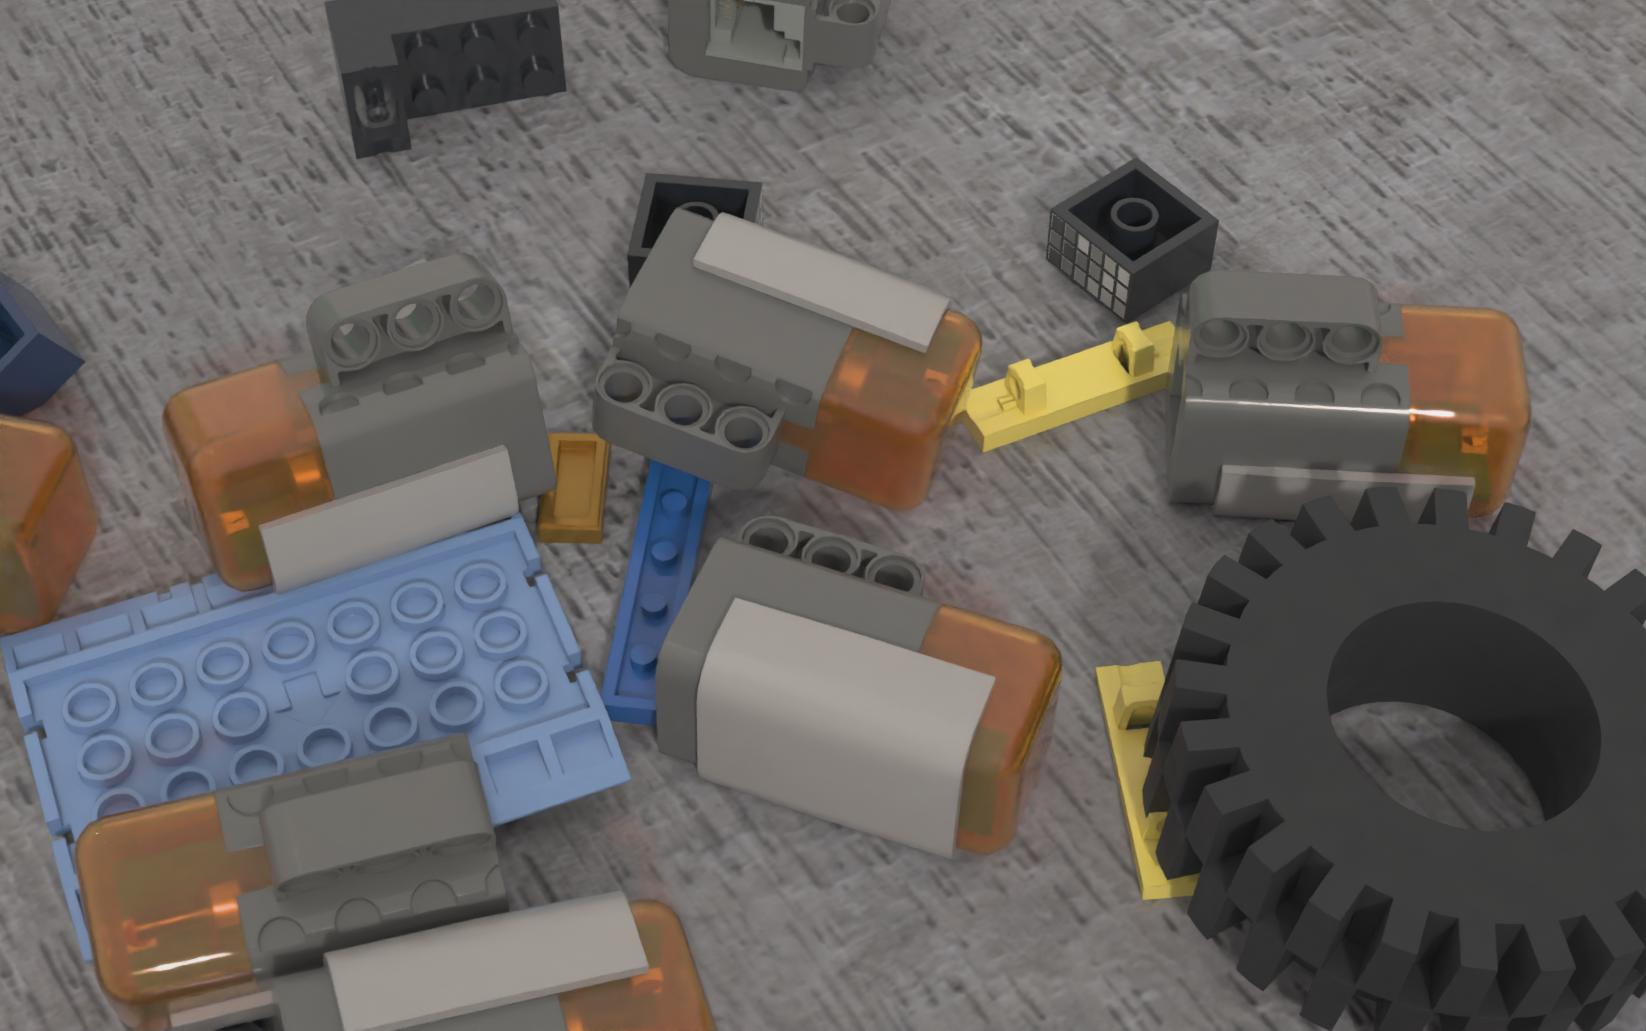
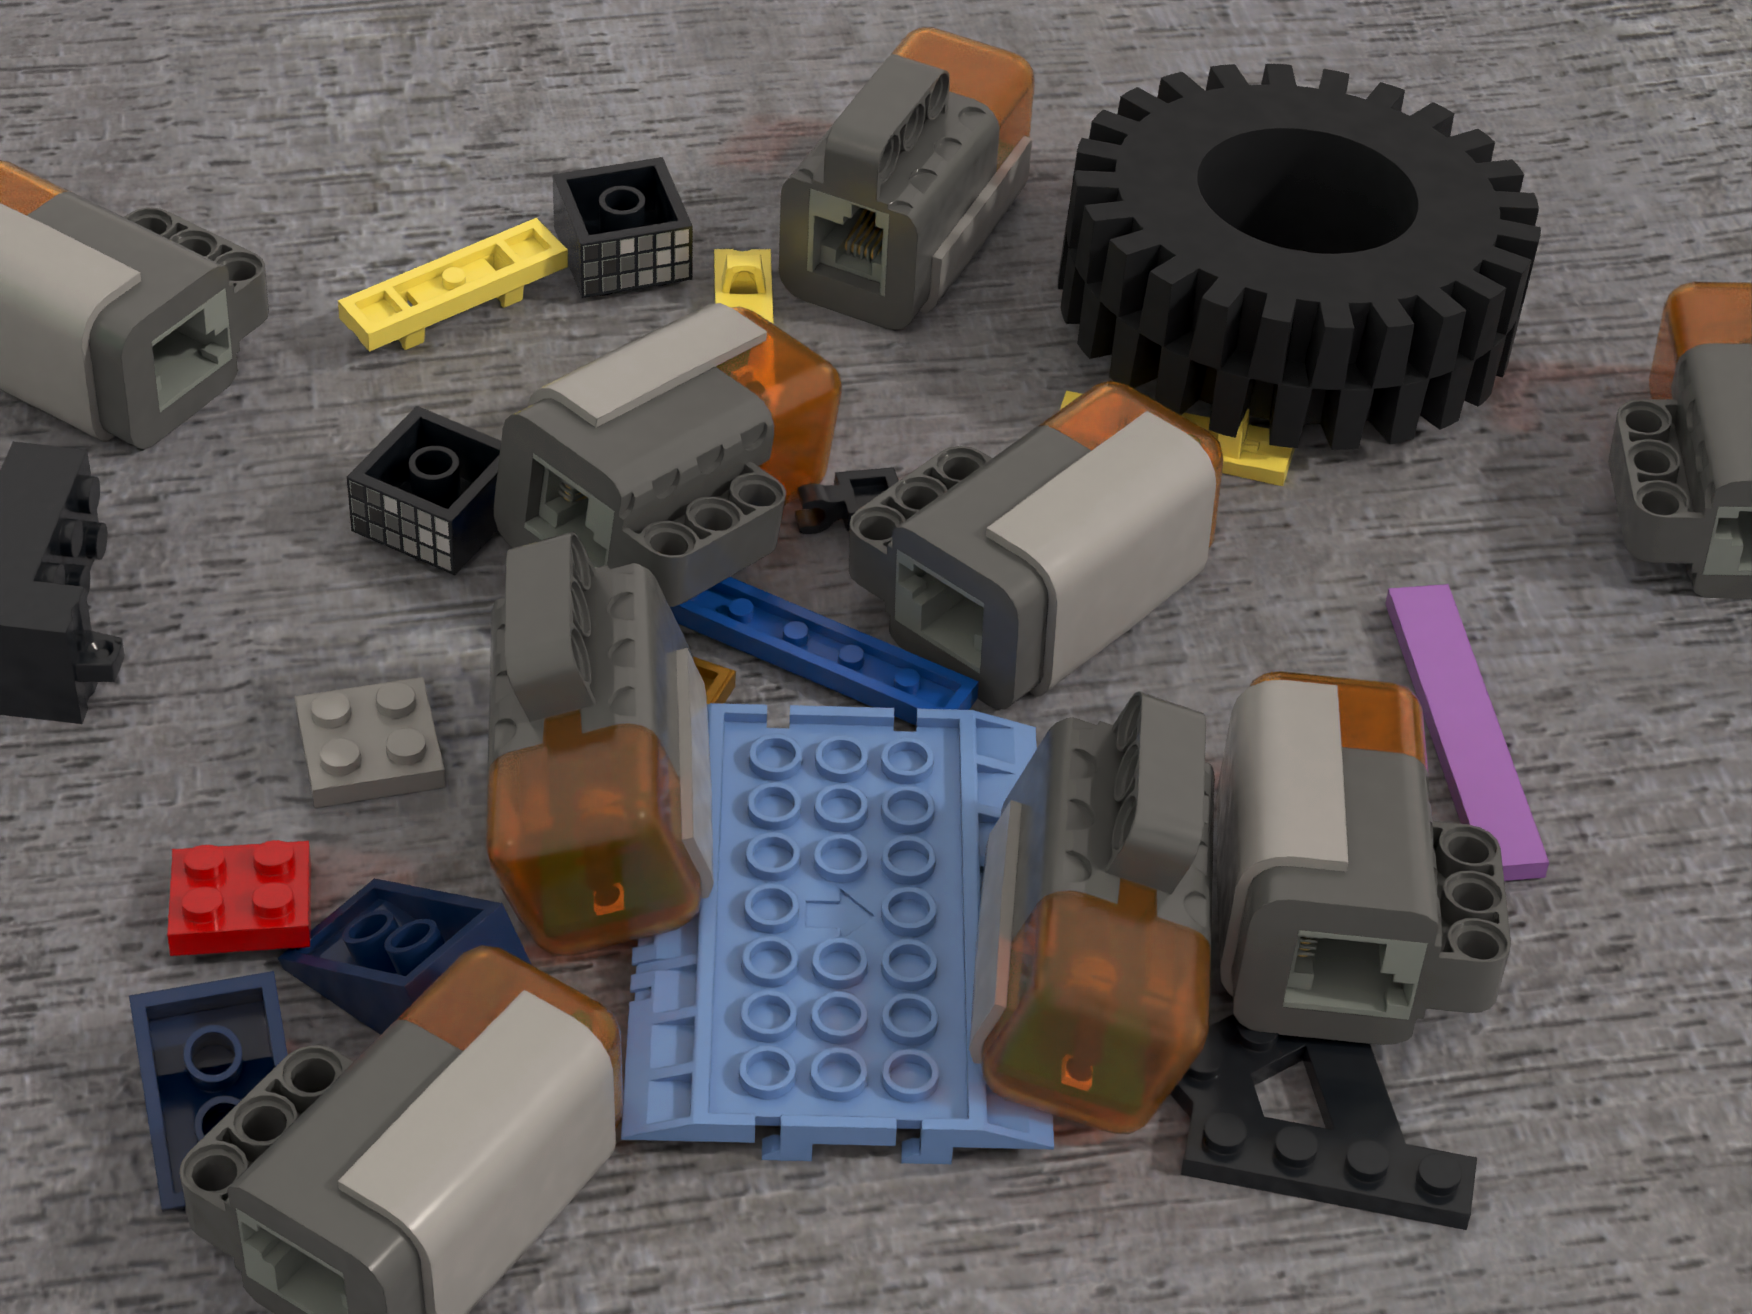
camera: 70 degrees left, 5 degrees down
(123, 436) = (393, 945): none -> dark blue slope
(185, 310) = (240, 898): none -> red plate
(886, 530) = (842, 499): none -> black plate
(971, 160) = (452, 285): none -> light yellow hinge

